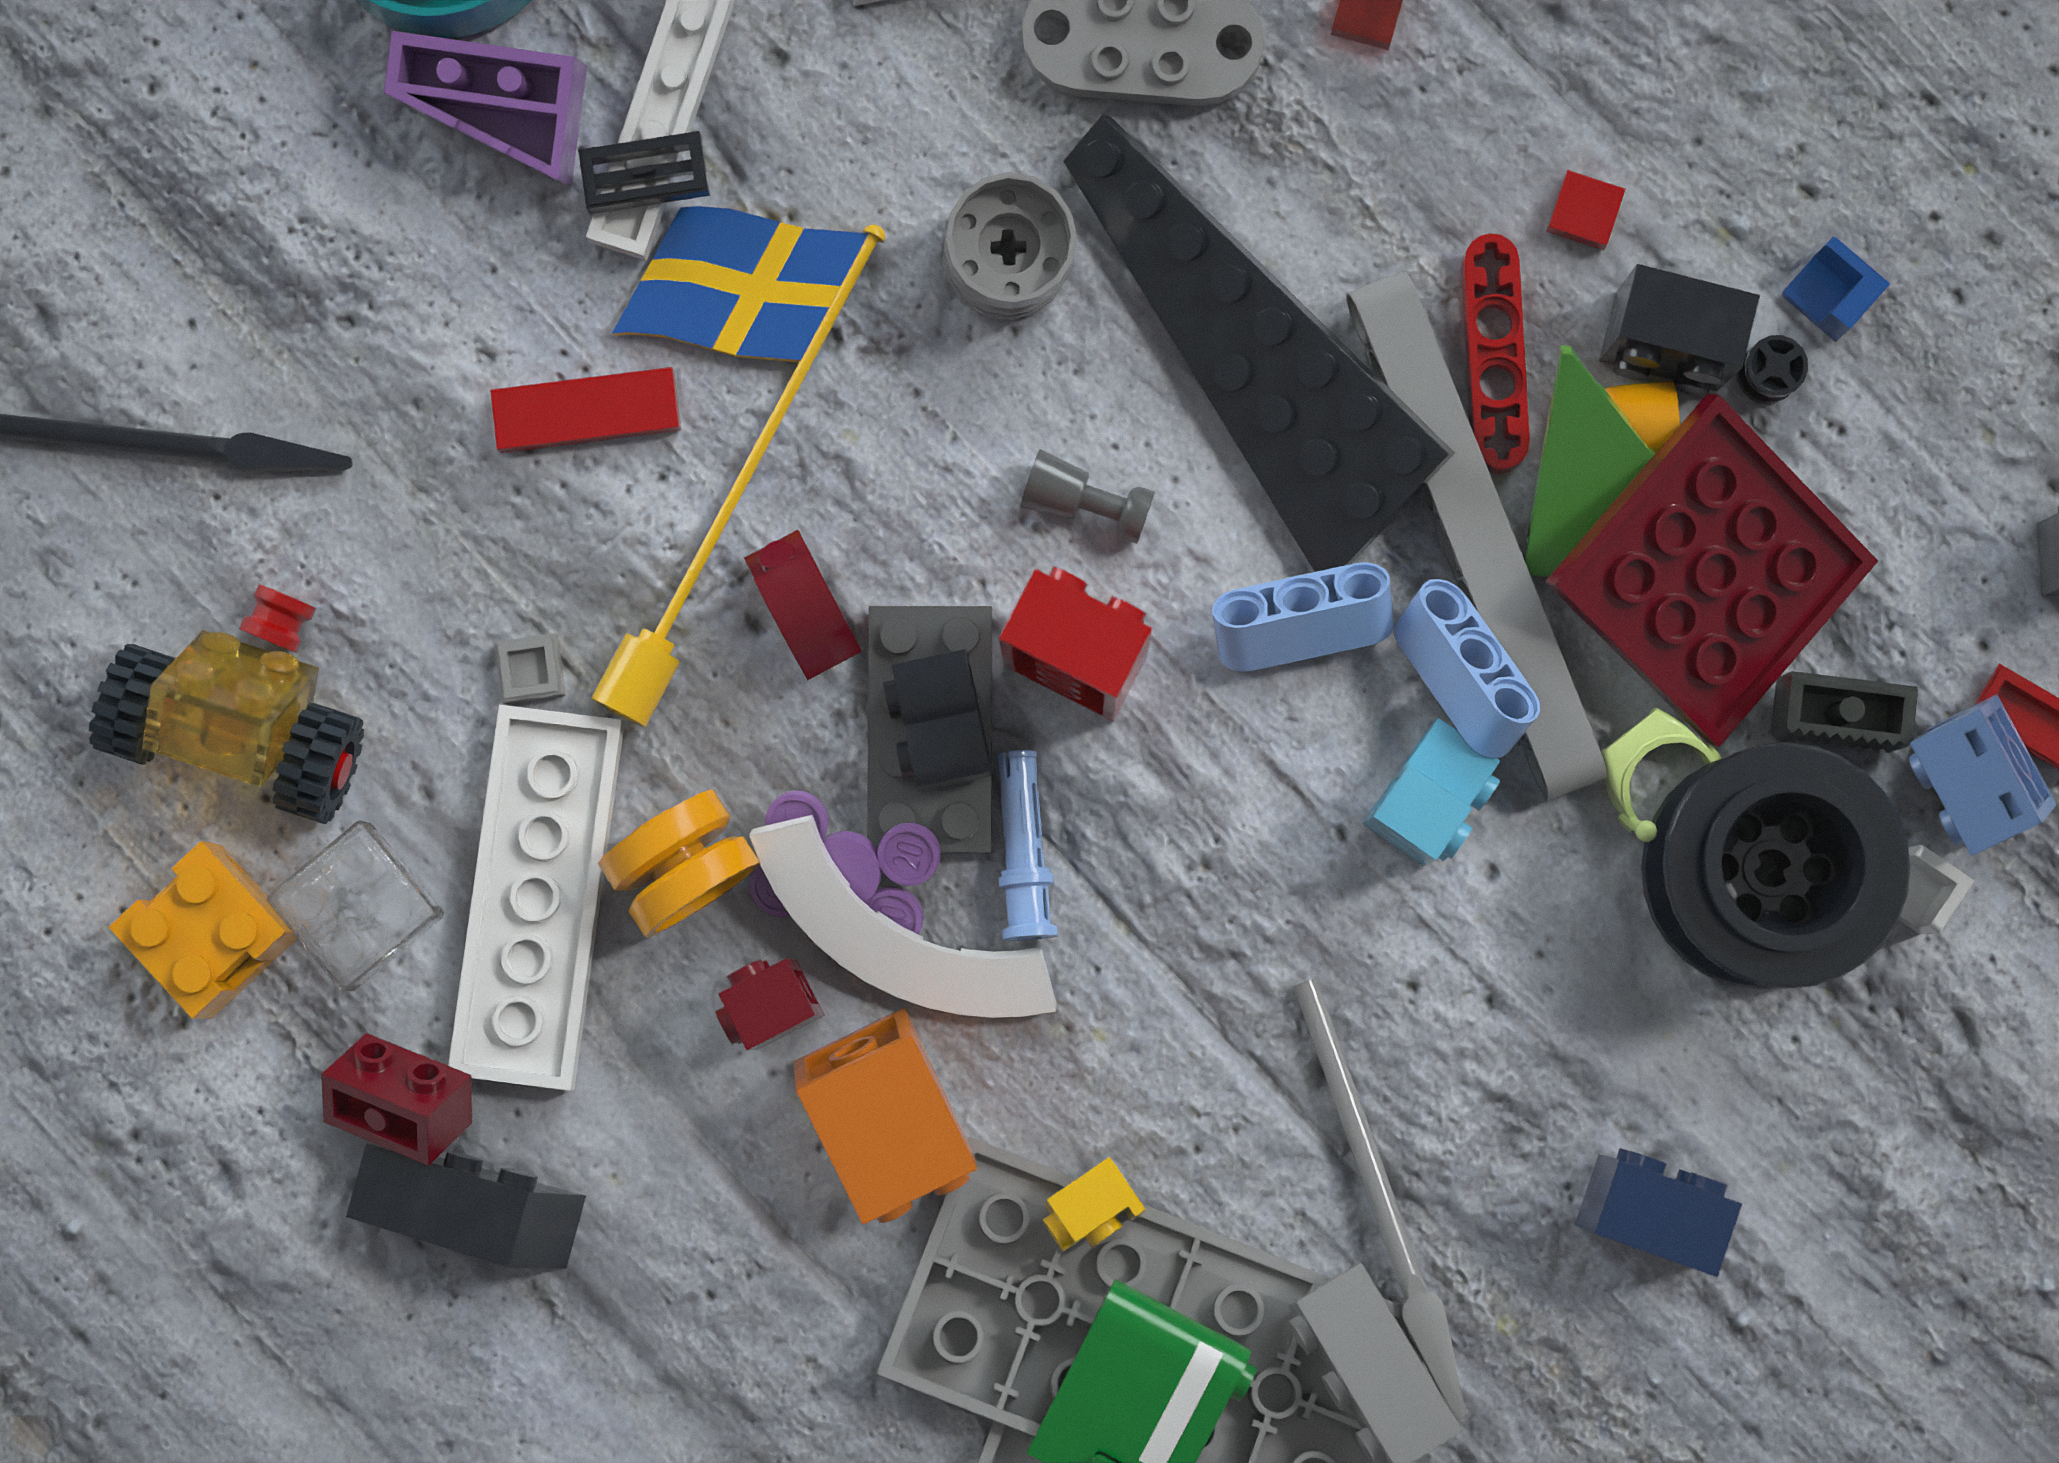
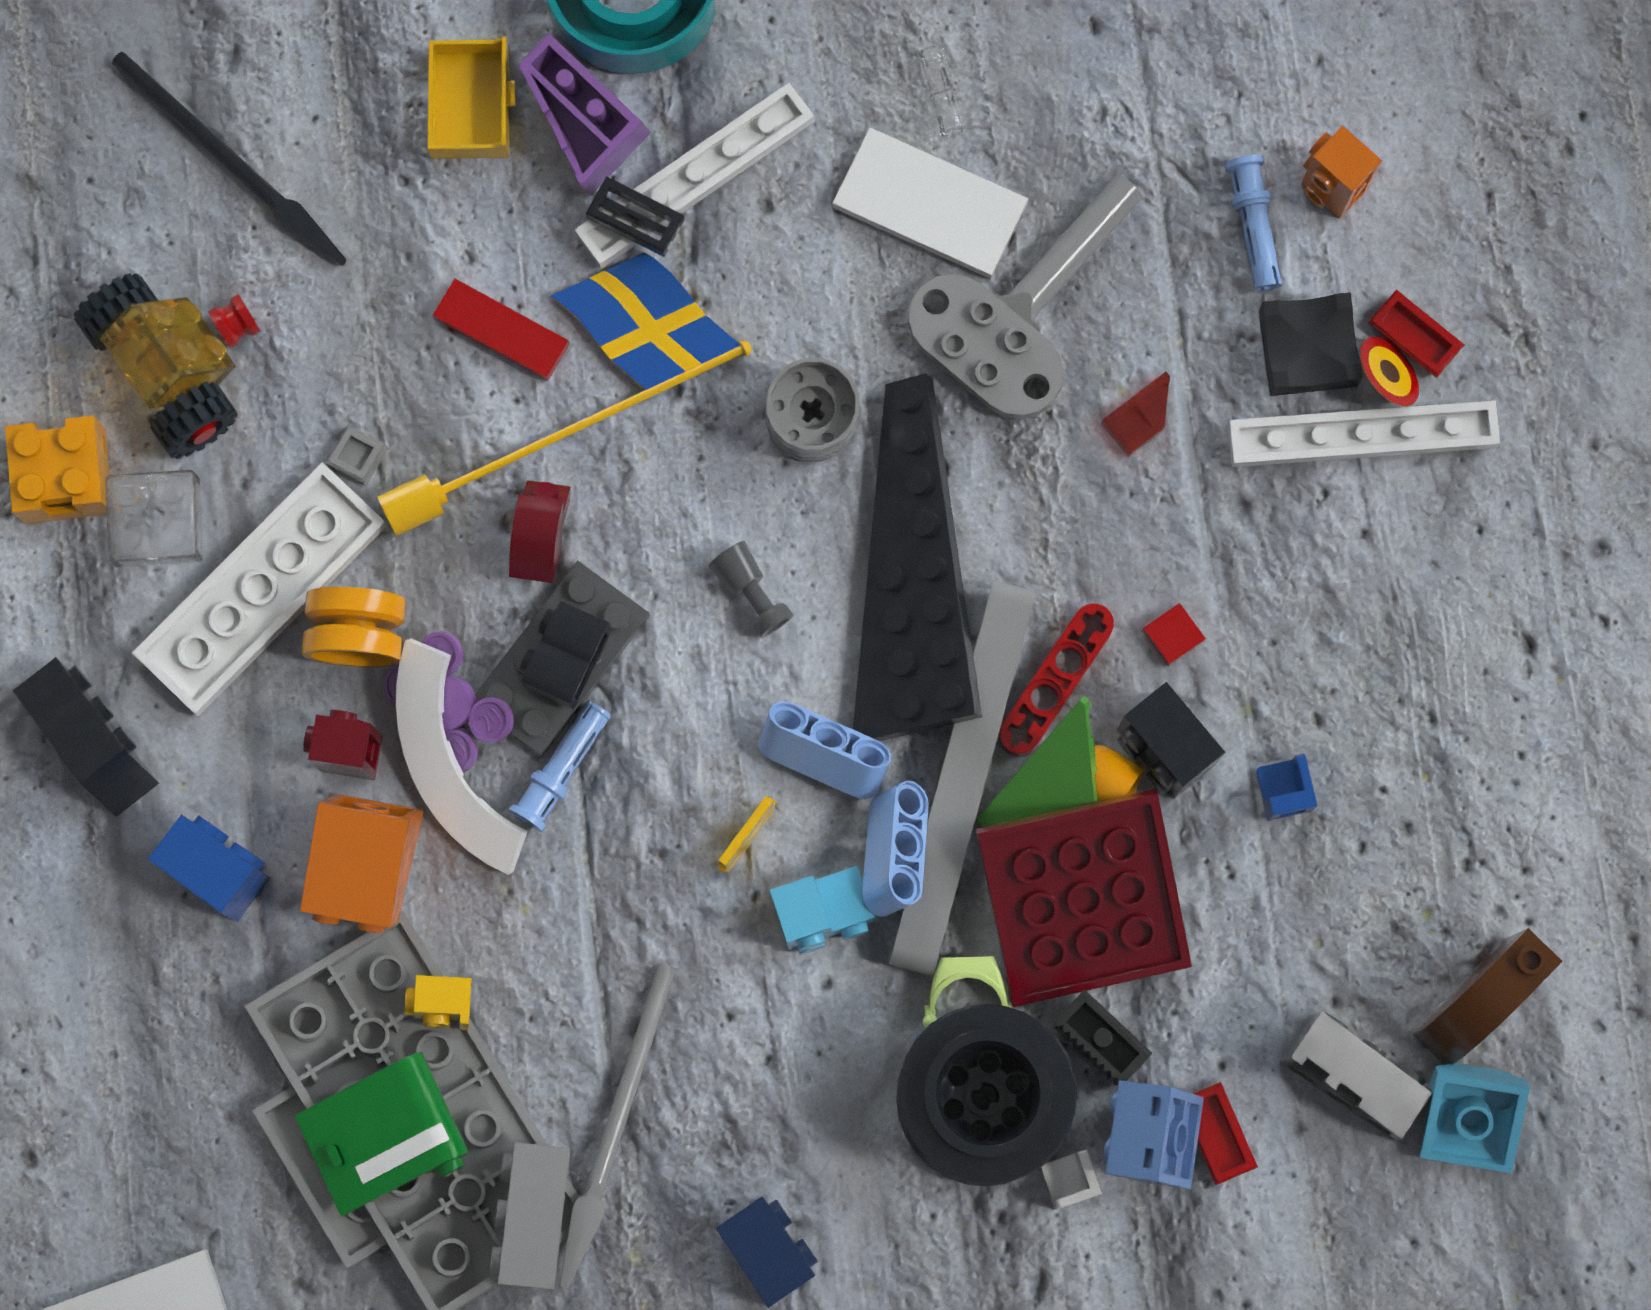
camera: 30 degrees right, 5 degrees down
(353, 174) = (469, 98): none -> yellow container
(397, 1098) = (92, 644): dark red brick -> none
(721, 1249) = (207, 867): none -> blue brick
(1075, 641) = (672, 662): red brick -> none
(1290, 773) = (746, 835): none -> yellow piece
(1782, 361) = (1214, 799): black wheel -> none

